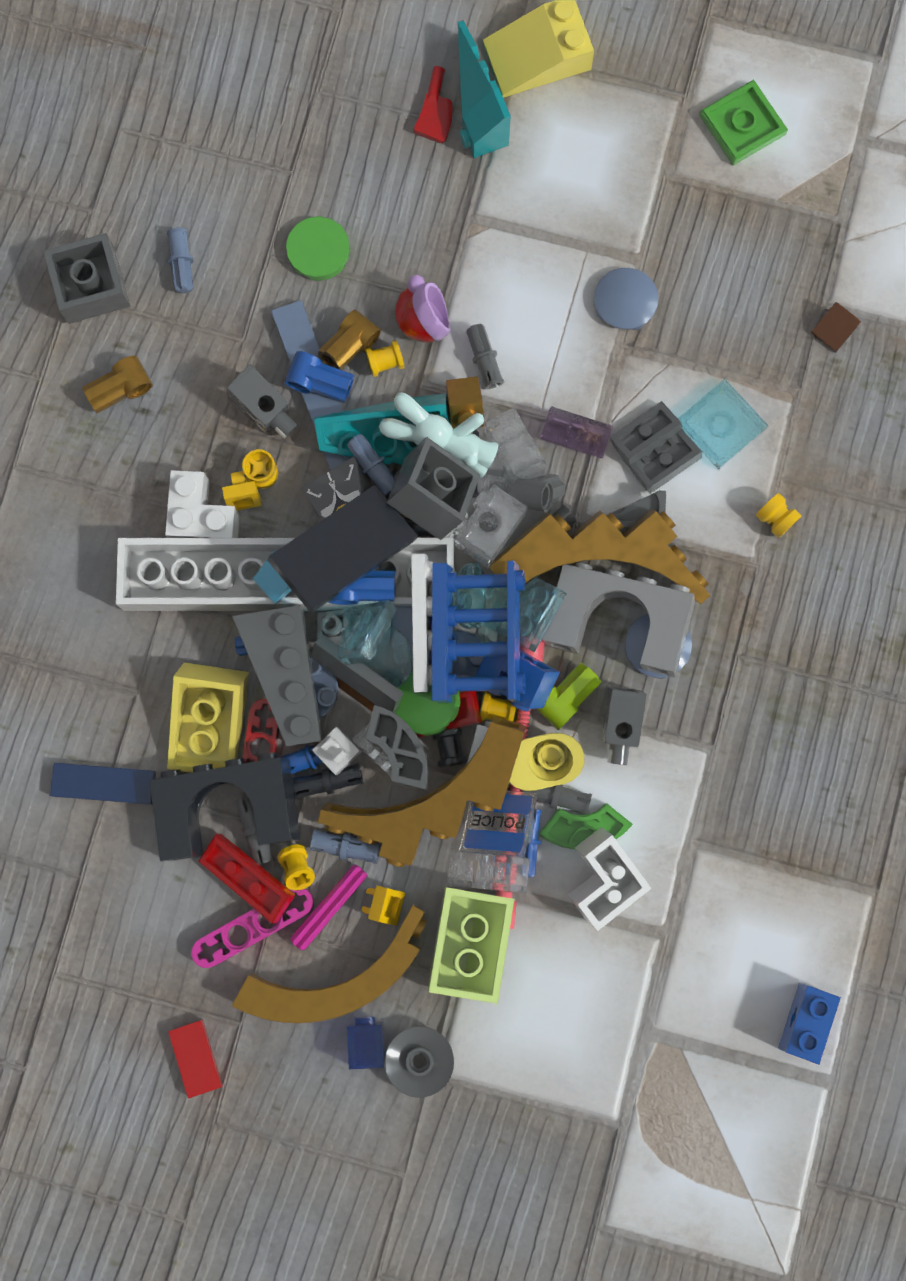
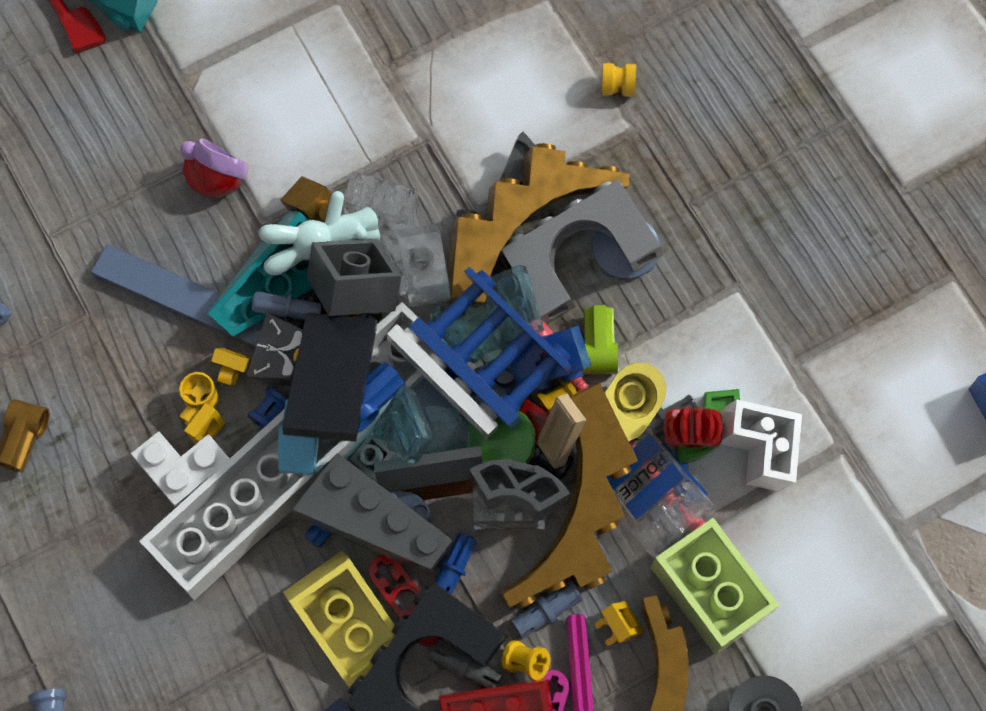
camera: 45 degrees left, 10 degrees down
(251, 392) = (151, 342): dark grey torso -> none
(286, 522) = (271, 399): none -> blue bush
(302, 468) = (232, 365): none -> yellow tile
(310, 375) = (171, 287): blue piece -> none
(318, 248) = (82, 196): bright green tile -> none
(327, 781) = (484, 573): black pin -> none
(336, 750) = (470, 540): white tile -> none
(353, 336) = (176, 234): pearl gold piece -> none
(384, 358) = (216, 228): yellow bush -> none
(467, 737) = (561, 431): none -> tan tile
(484, 356) = (290, 160): dark grey axle -> none
(538, 492) = (431, 211): dark grey piece -> none
(565, 823) = (693, 428): none -> red gear
(576, 432) = (414, 152): clear purple plate -> none
(620, 707) = (655, 307): dark grey torso -> none
(626, 298) = (355, 31): sand blue dish -> none
(655, 447) = (482, 113): dark grey slope -> none
(722, 424) = (512, 55): clear light blue tile -> none

